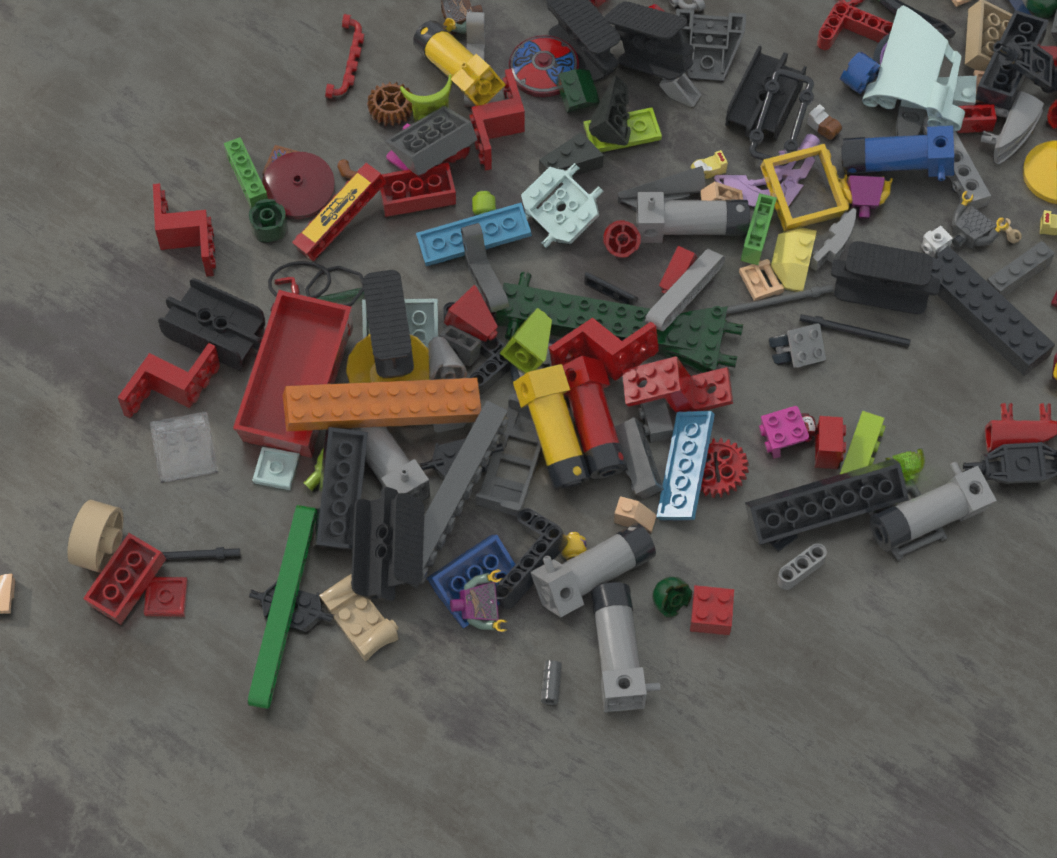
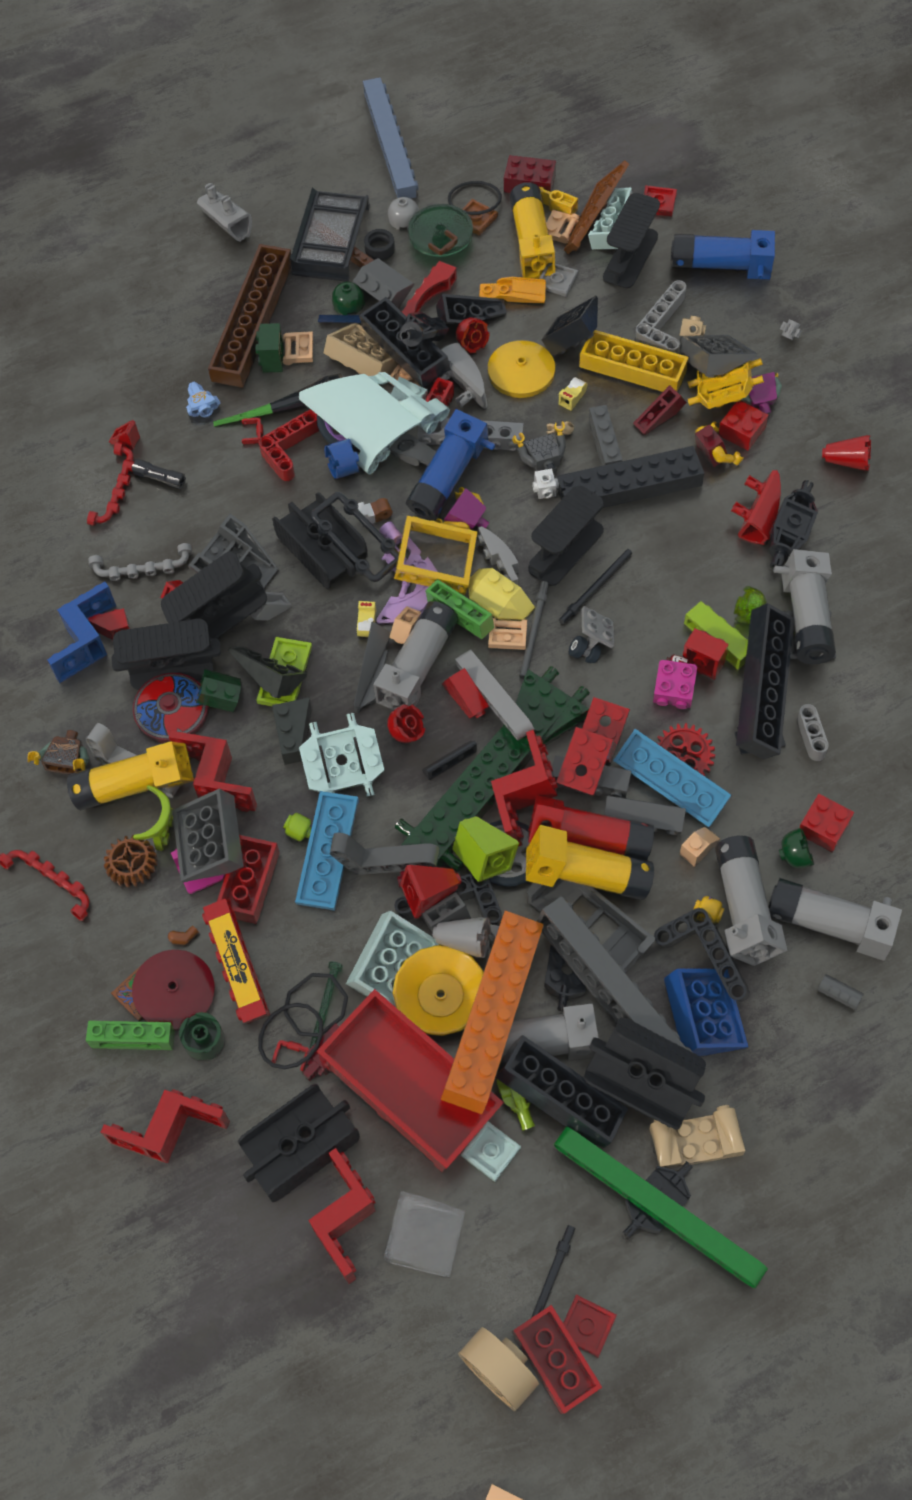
camera: 60 degrees left, 0 degrees up
(388, 323) = (411, 963): black piece -> none
(479, 602) = (737, 1017): torso -> none

